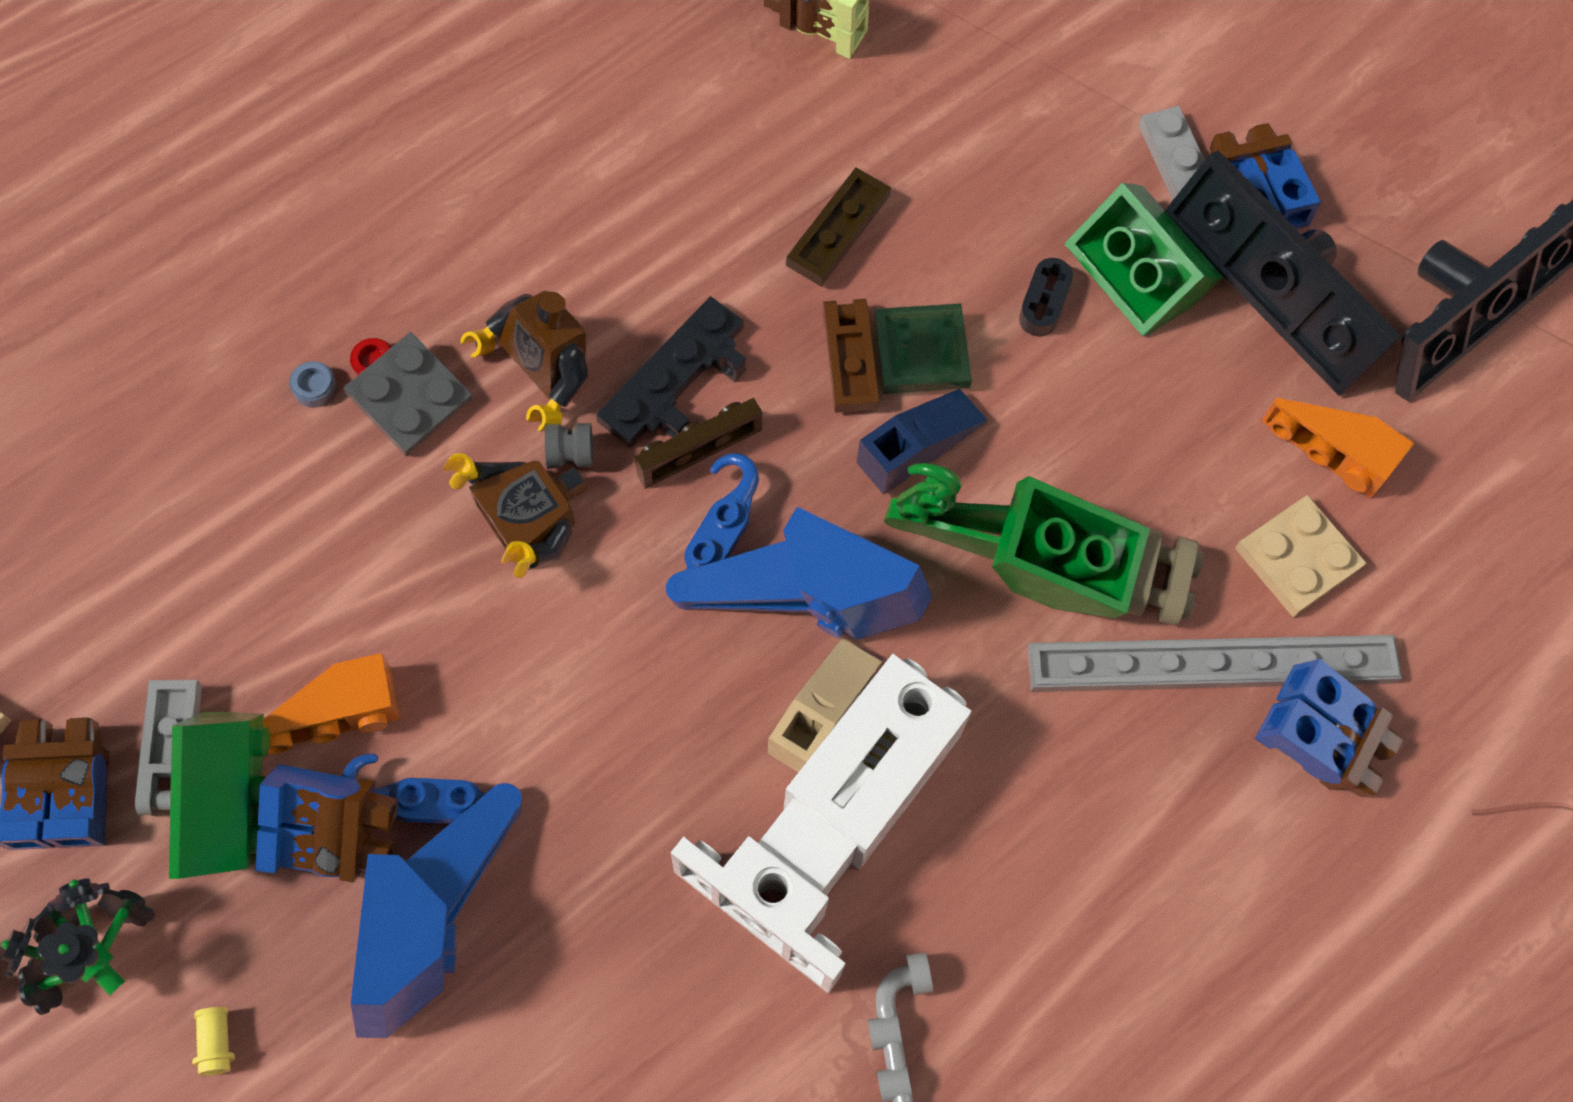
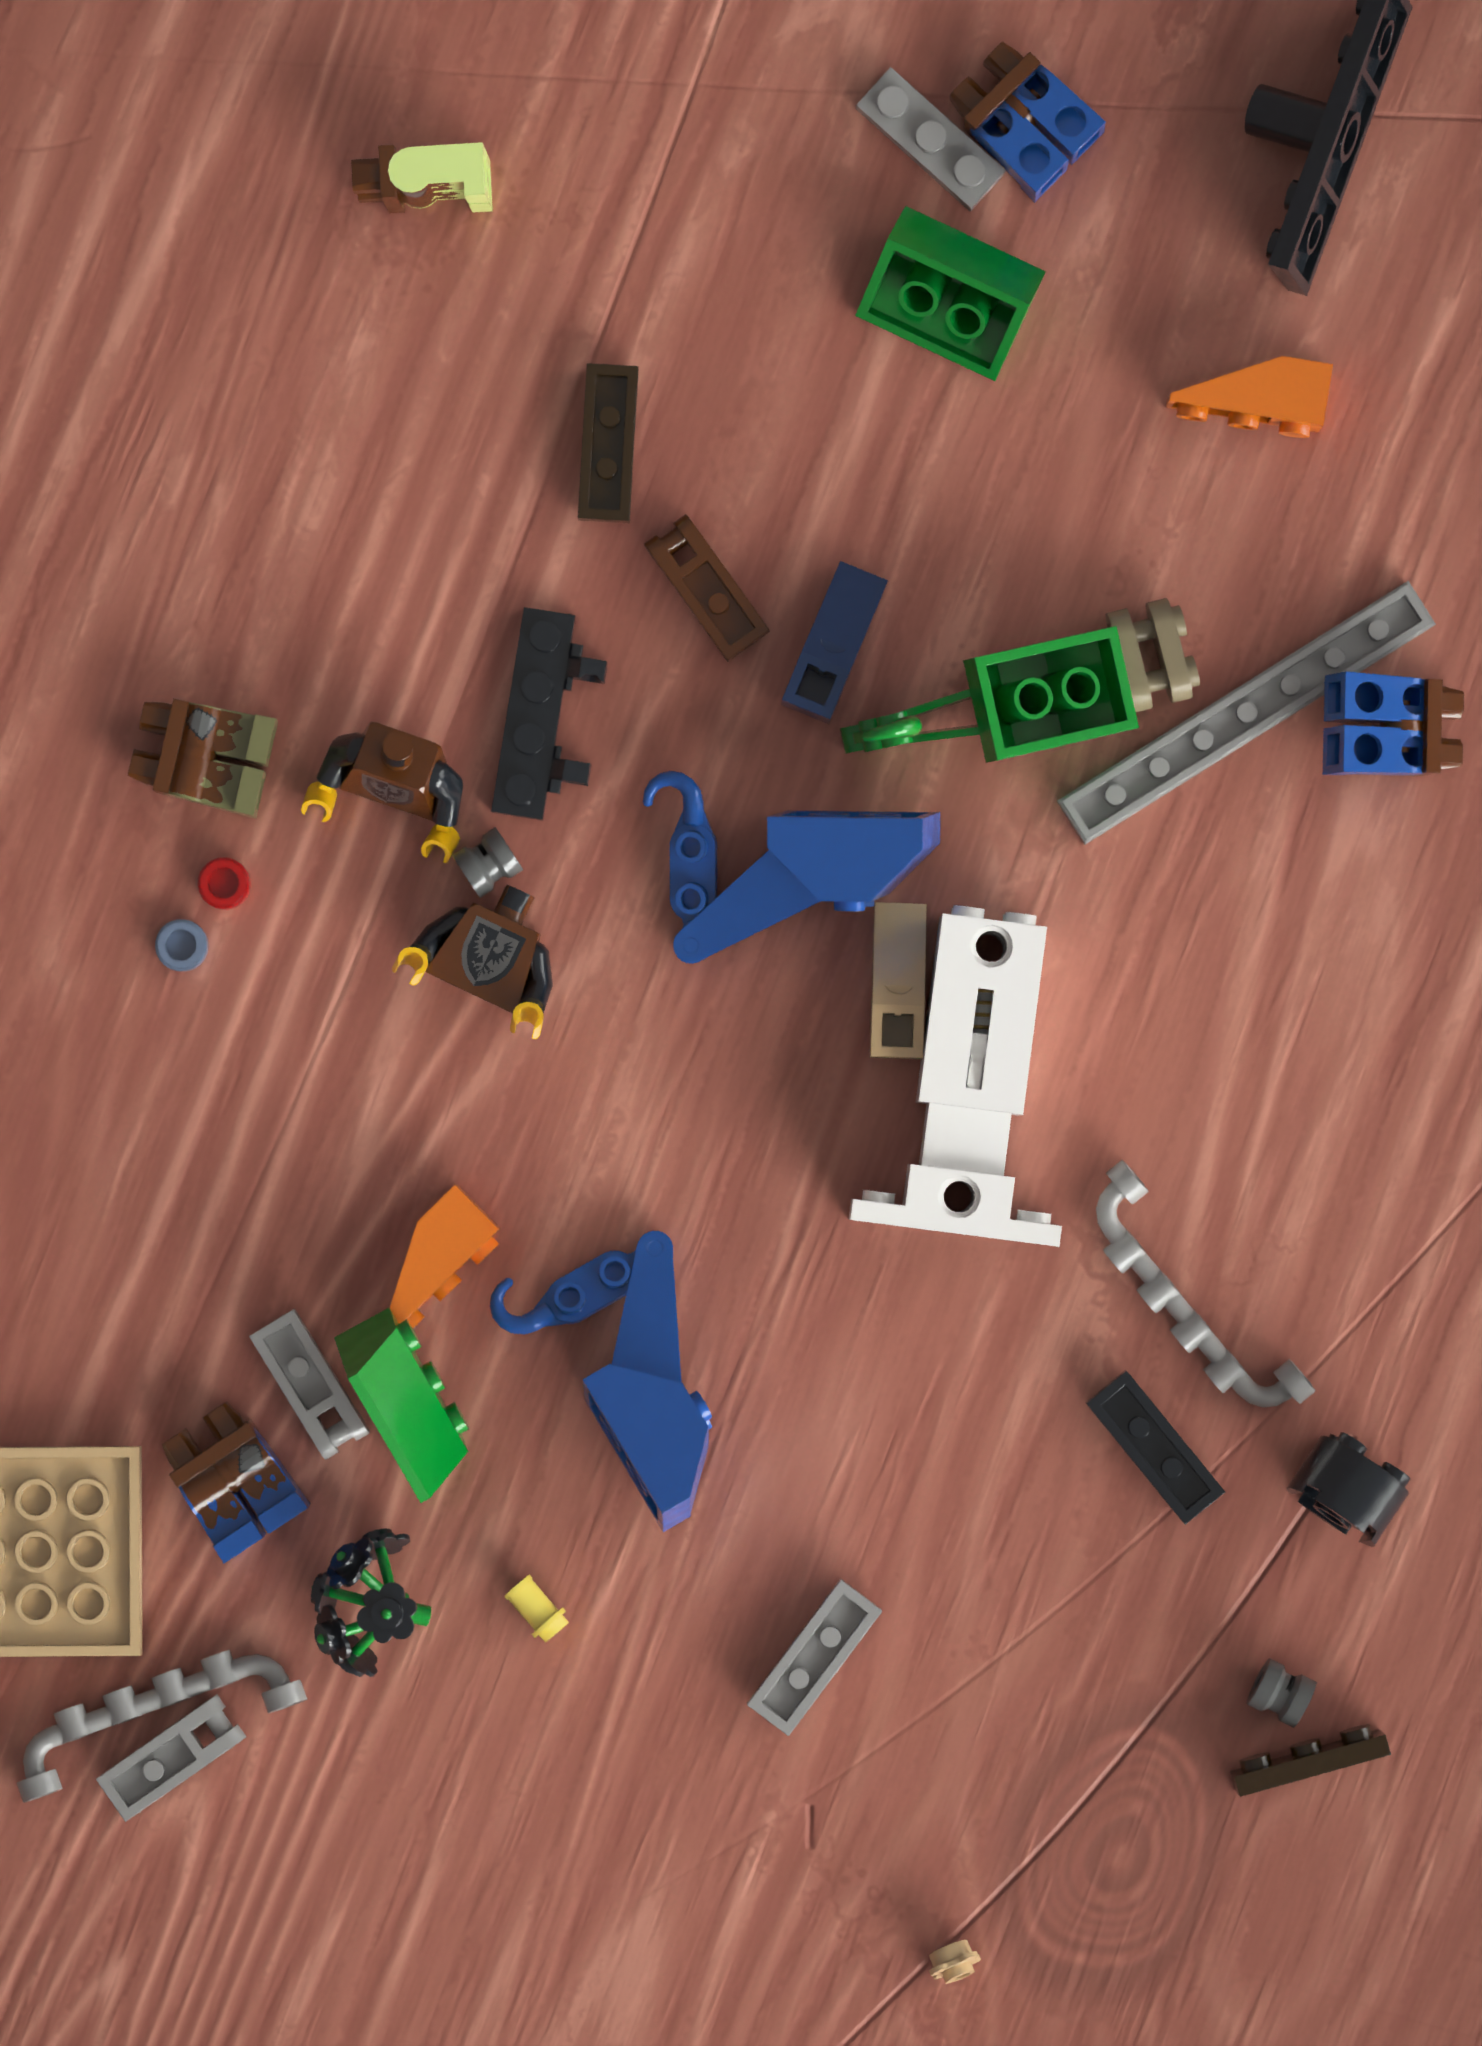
camera: 25 degrees left, 20 degrees up
(320, 823) = (512, 1371): hips -> none
(408, 393) = (288, 901): dark grey plate -> none
(421, 267) = (190, 751): none -> hips
(698, 442) = (612, 780): dark brown plate -> none
(922, 348) = (777, 537): clear green plate -> none
(1038, 294) = (882, 393): black beam -> none
(1282, 273) = (1105, 237): black plate -> none
(1300, 556) = (1276, 544): tan plate -> none

